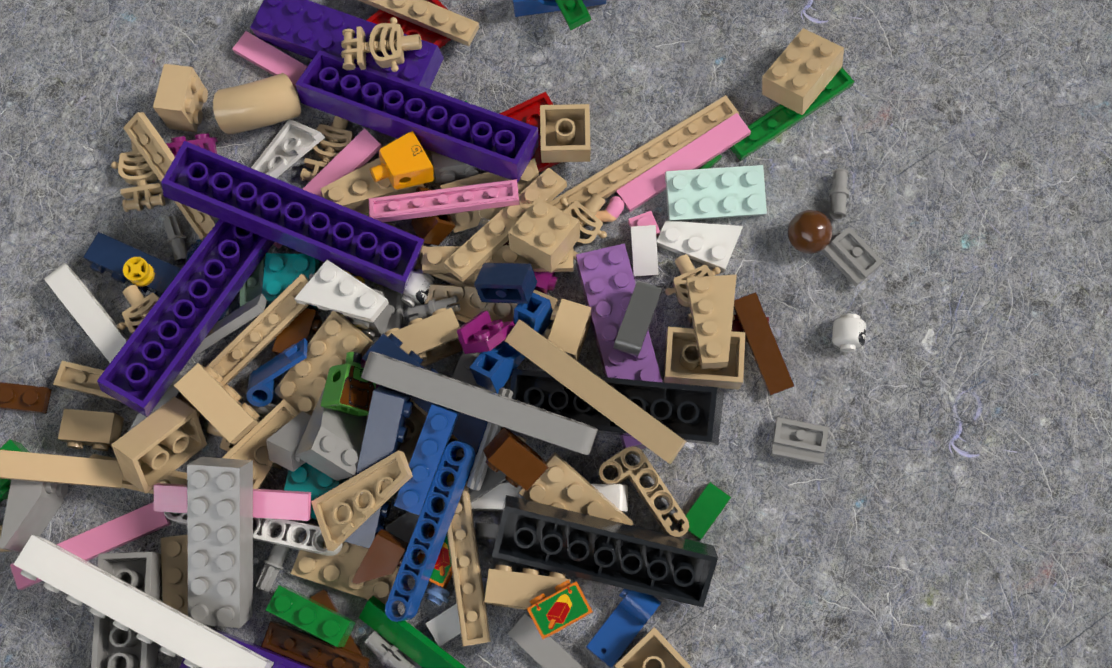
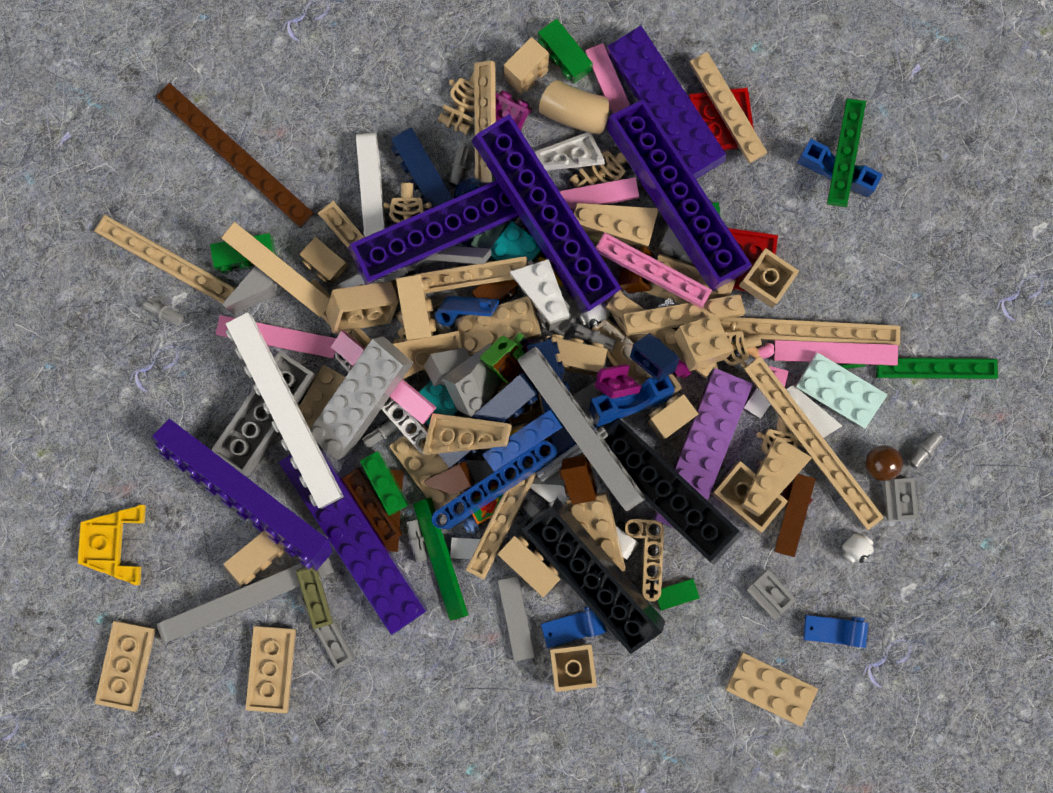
camera: 30 degrees right, 10 degrees up
(134, 267) = (418, 172): yellow wheel -> none
(213, 61) = (564, 51): none -> green brick
(390, 37) = (704, 125): tan torso -> none
(403, 163) = (644, 225): light orange torso -> none
(559, 609) = (539, 593): brick -> none
(596, 392) = (660, 473): tan tile -> none
(637, 318) = (724, 442): dark grey beam -> none
(727, 260) = (813, 443): none -> tan plate
(802, 71) = (966, 347): tan brick -> none
(873, 538) = (771, 689): none -> tan plate
(891, 430) = (836, 631): none -> blue door

